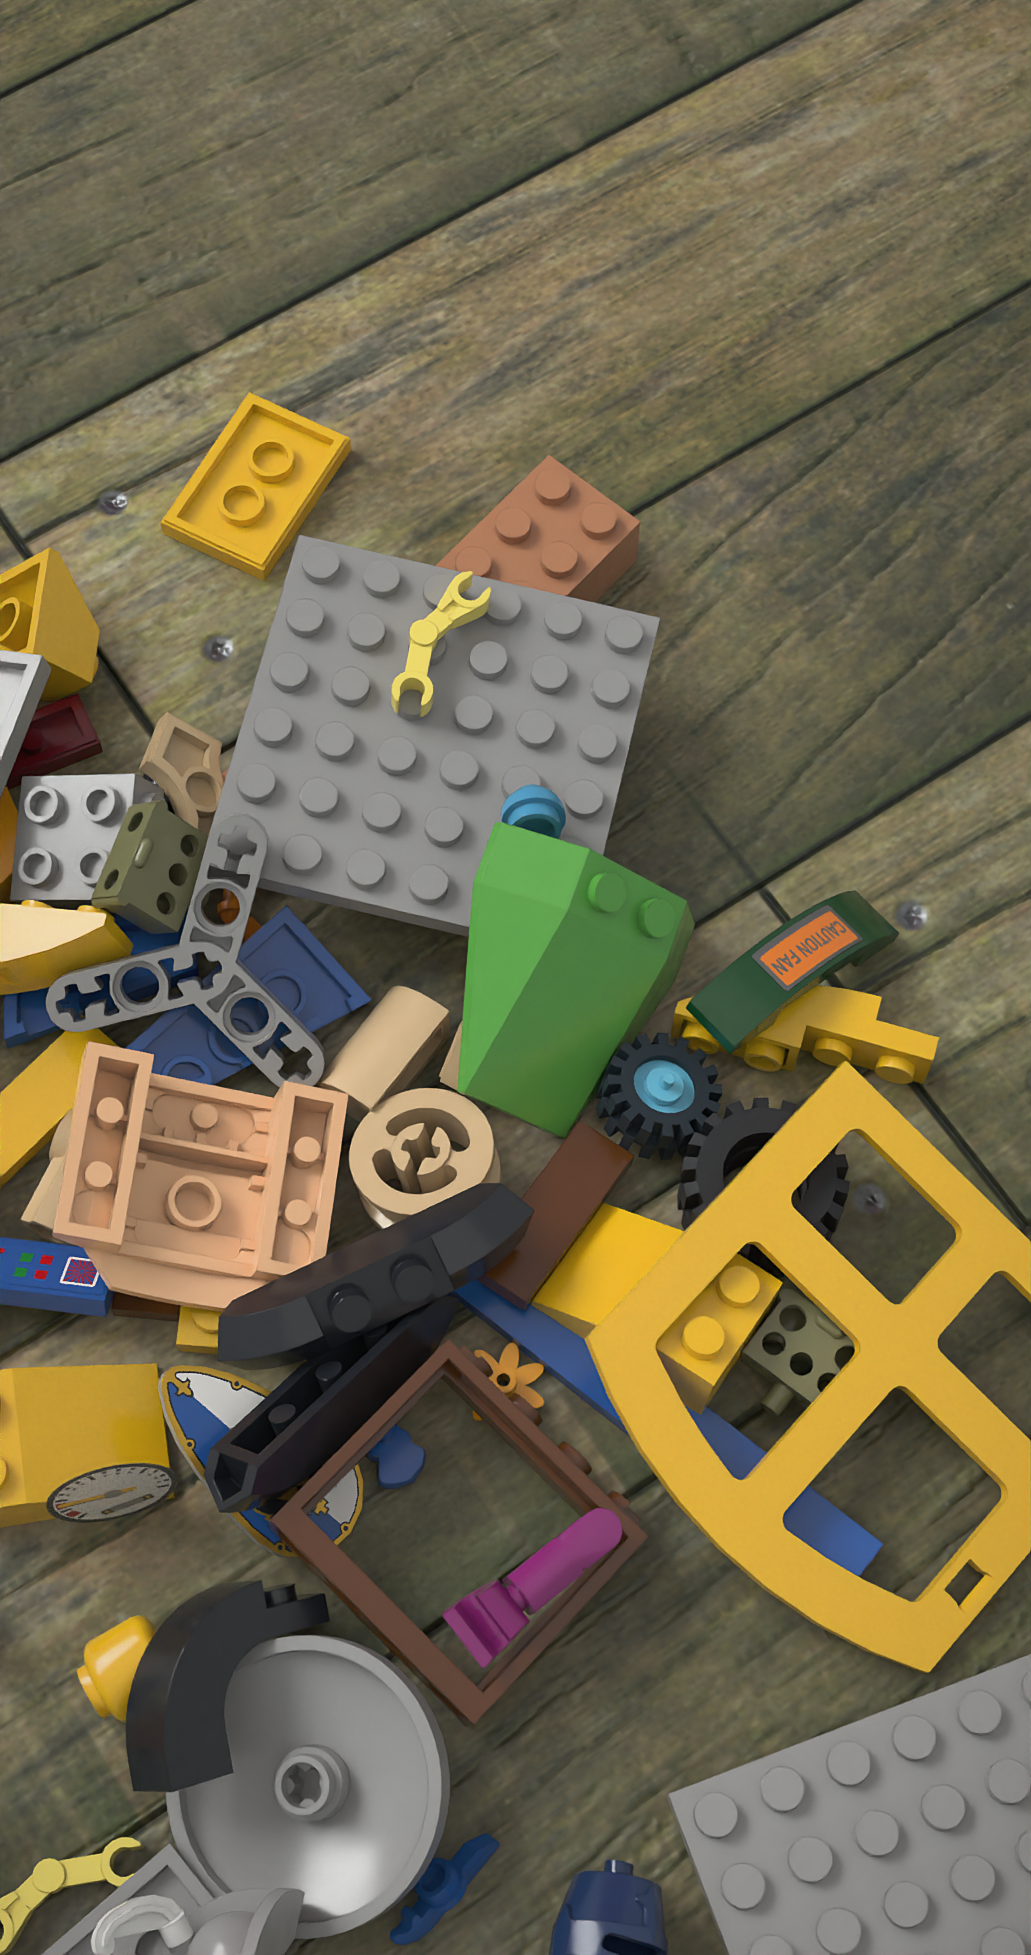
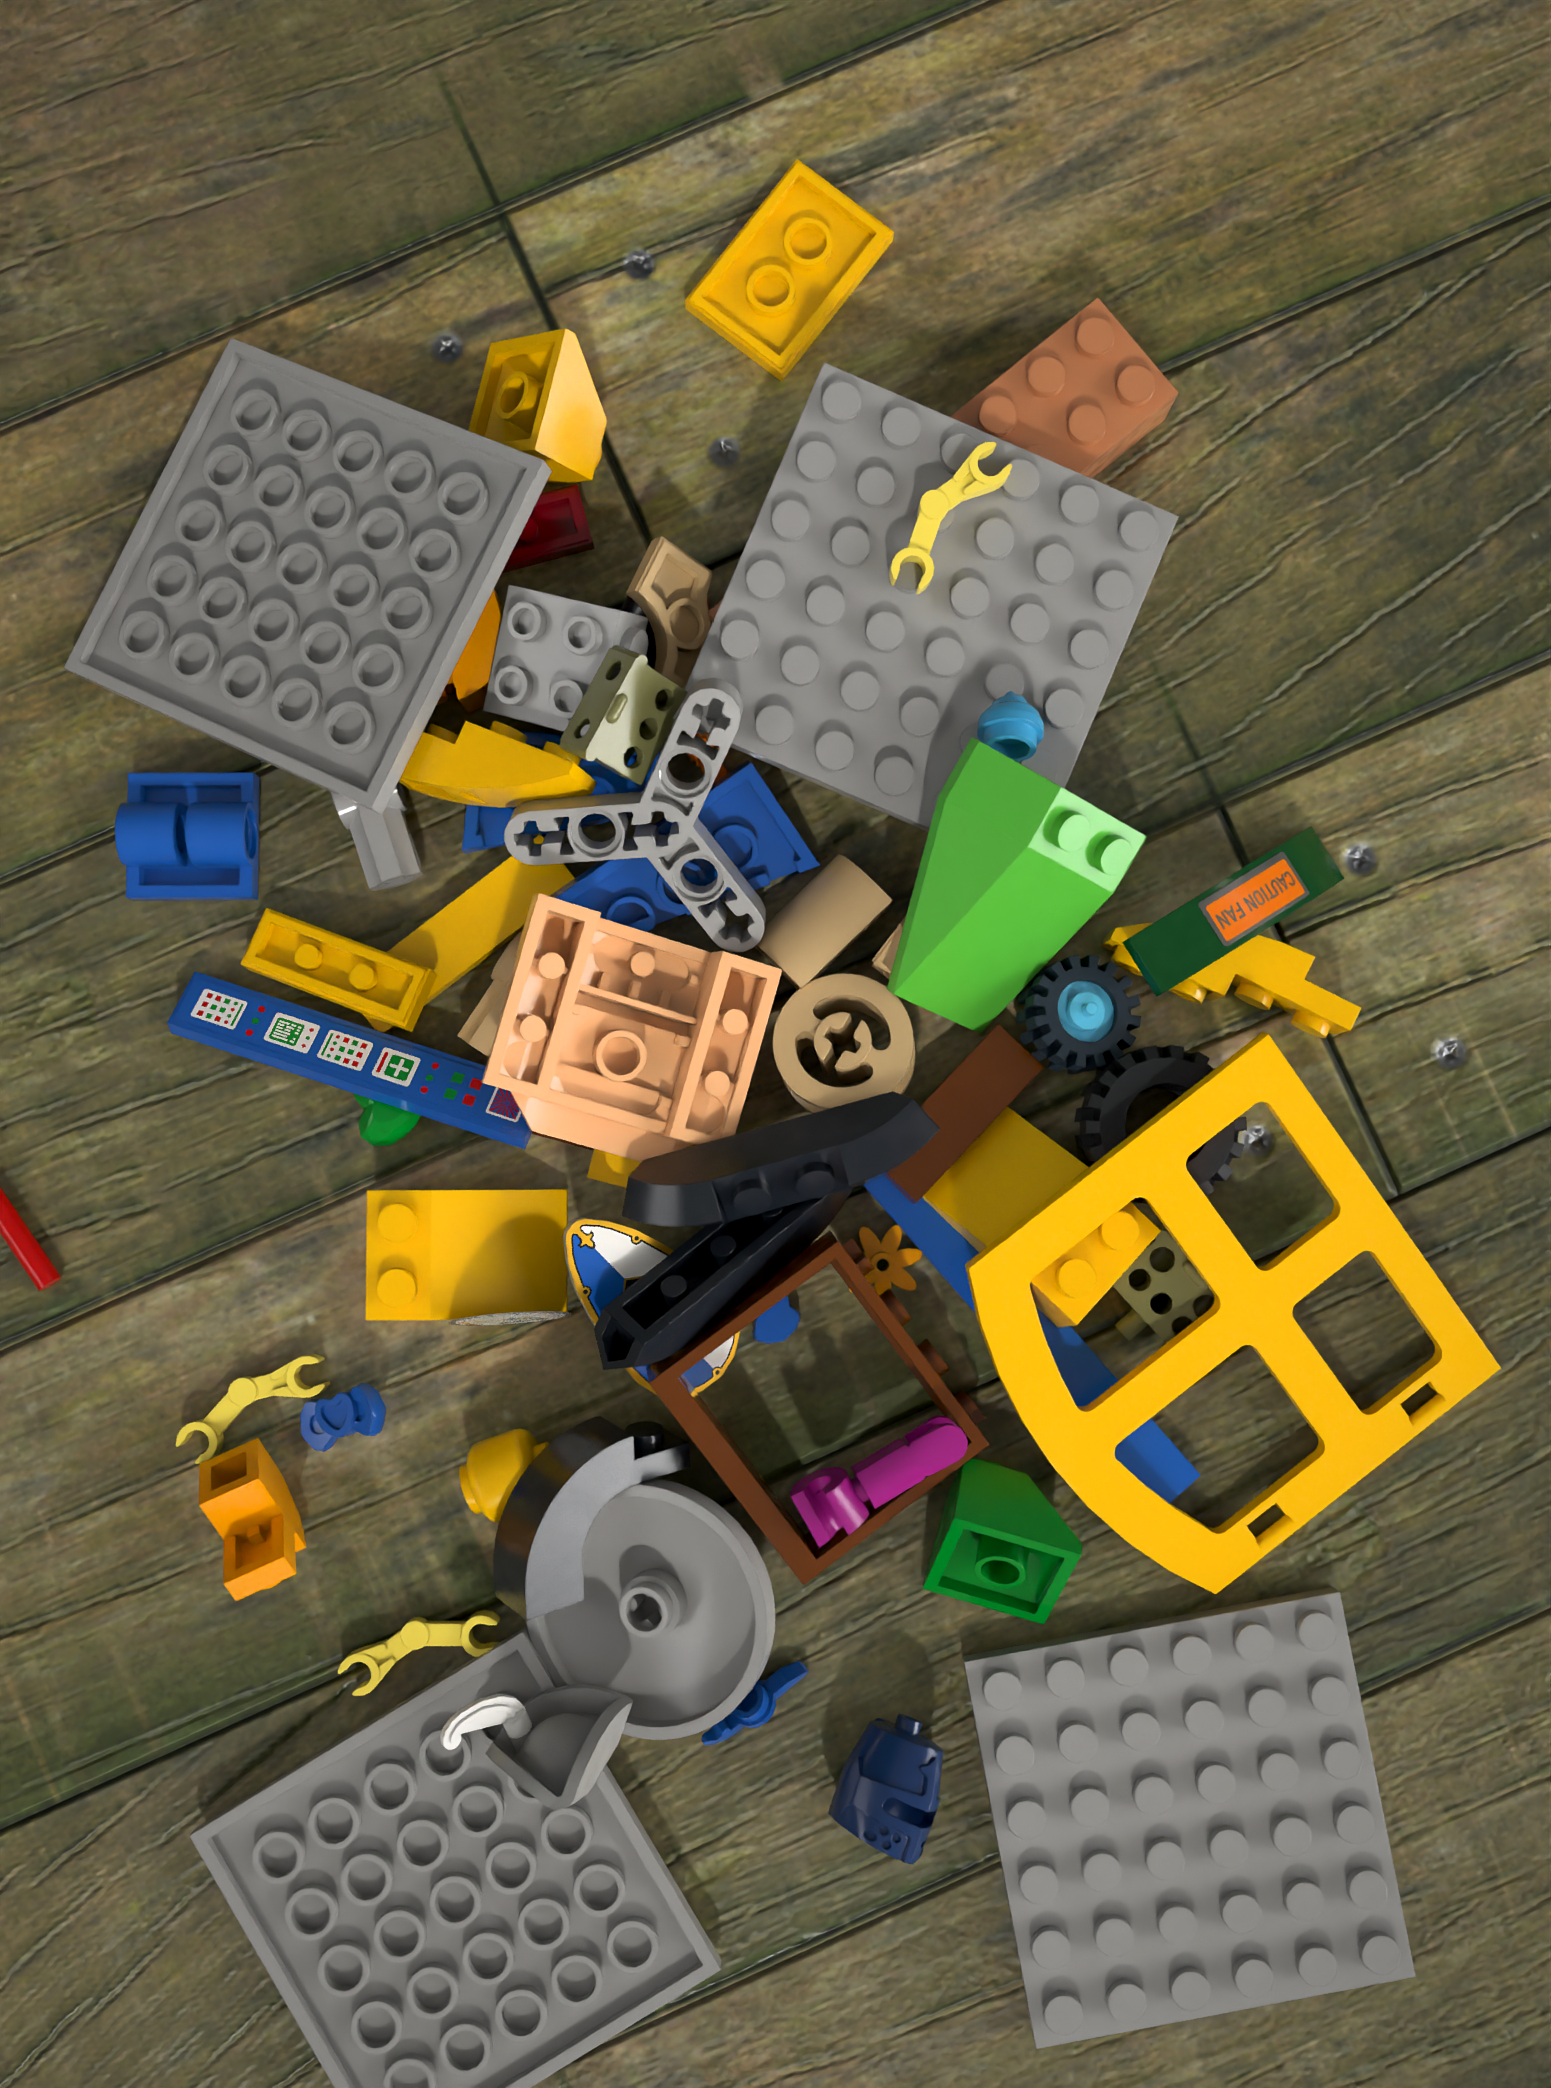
camera: 10 degrees right, 20 degrees up
(684, 1654) = (1001, 1544): none -> green slope

